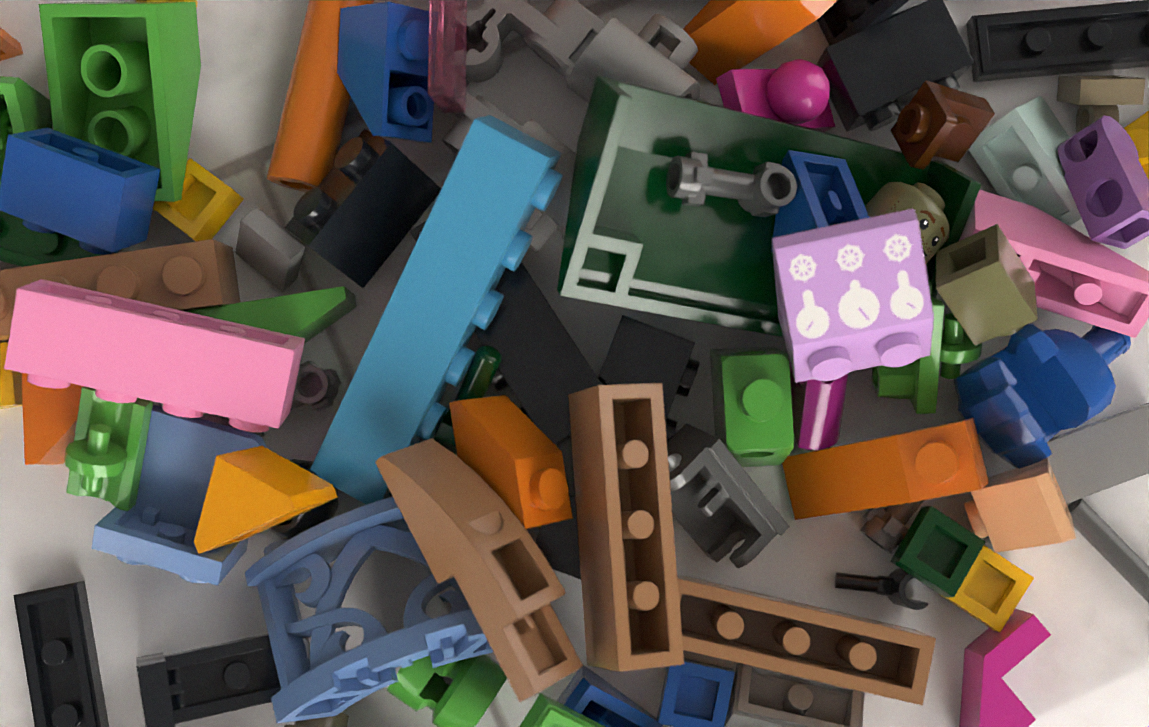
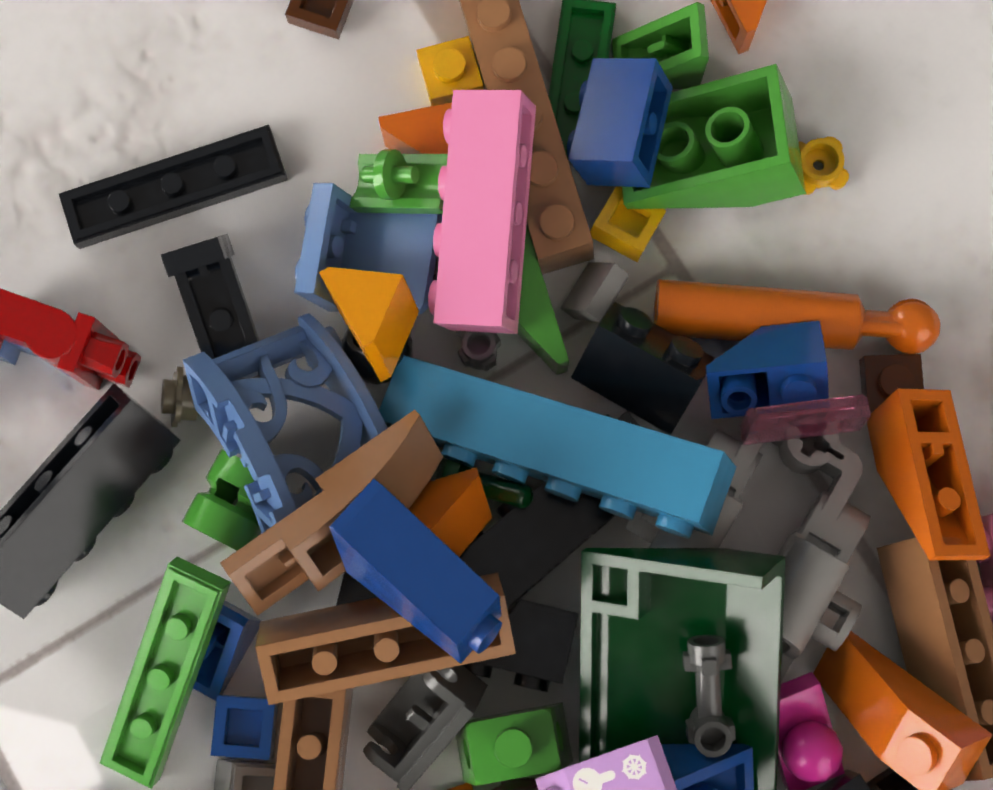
camera: 85 degrees right, 5 degrees down
(562, 477) = (416, 573): none -> blue slope

